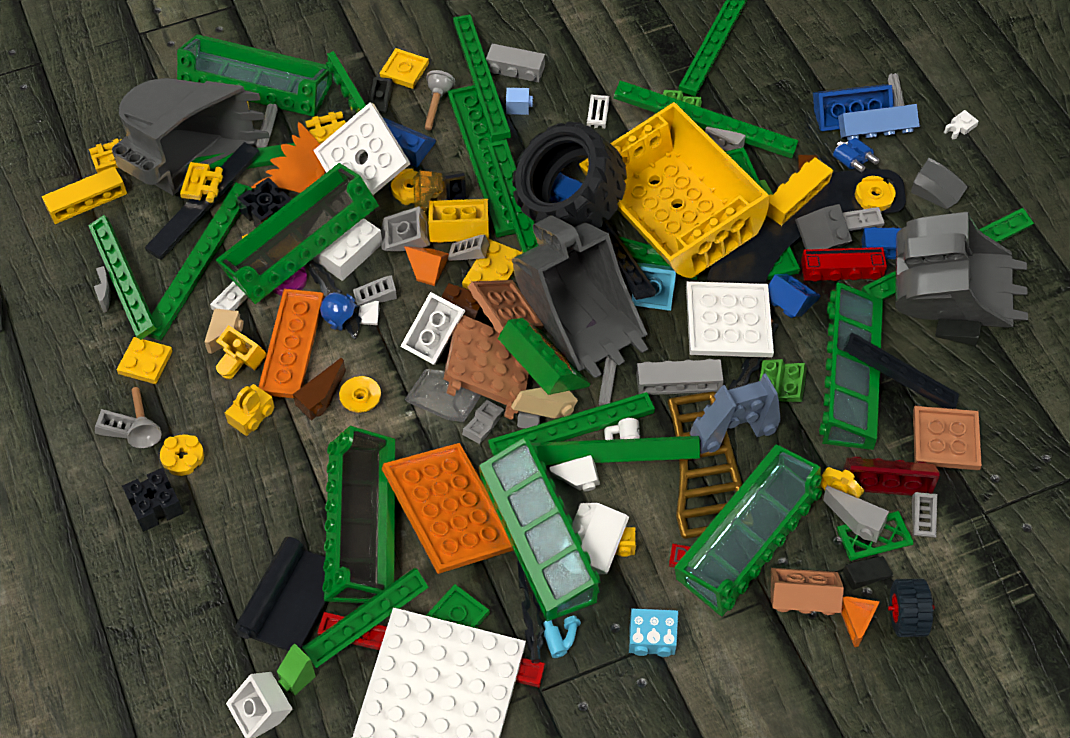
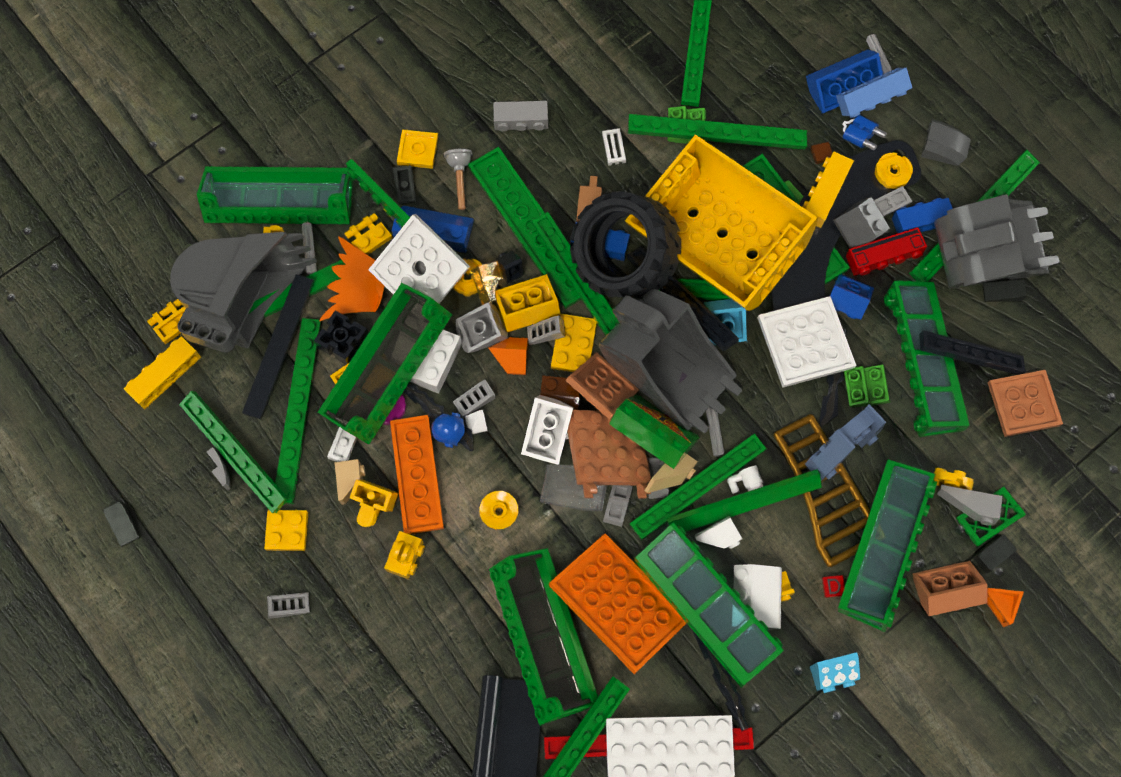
camera: 15 degrees left, 15 degrees up
(142, 432) = (314, 606): light grey piece -> none
(152, 499) = (336, 673): black brick -> none
(181, 443) = (367, 622): yellow plate -> none
(196, 179) = (266, 331): yellow plate -> none
(318, 393) = (459, 522): reddish brown slope -> none
(459, 608) = (659, 699): green plate -> none
(481, 78) = (496, 143): green plate -> none
(518, 101) = (537, 157): light blue brick -> none
(556, 645) = (750, 699): medium azure plant -> none
(679, 377) = (777, 409): light grey brick -> none
(726, 139) = (741, 148): light grey slope -> none
(893, 476) = (991, 456): dark red slope -> none
(911, 607) = (1047, 583): black wheel -> none
(924, 498) = (1018, 480): light grey slope -> none
(961, 123) = (946, 72): white plate -> none

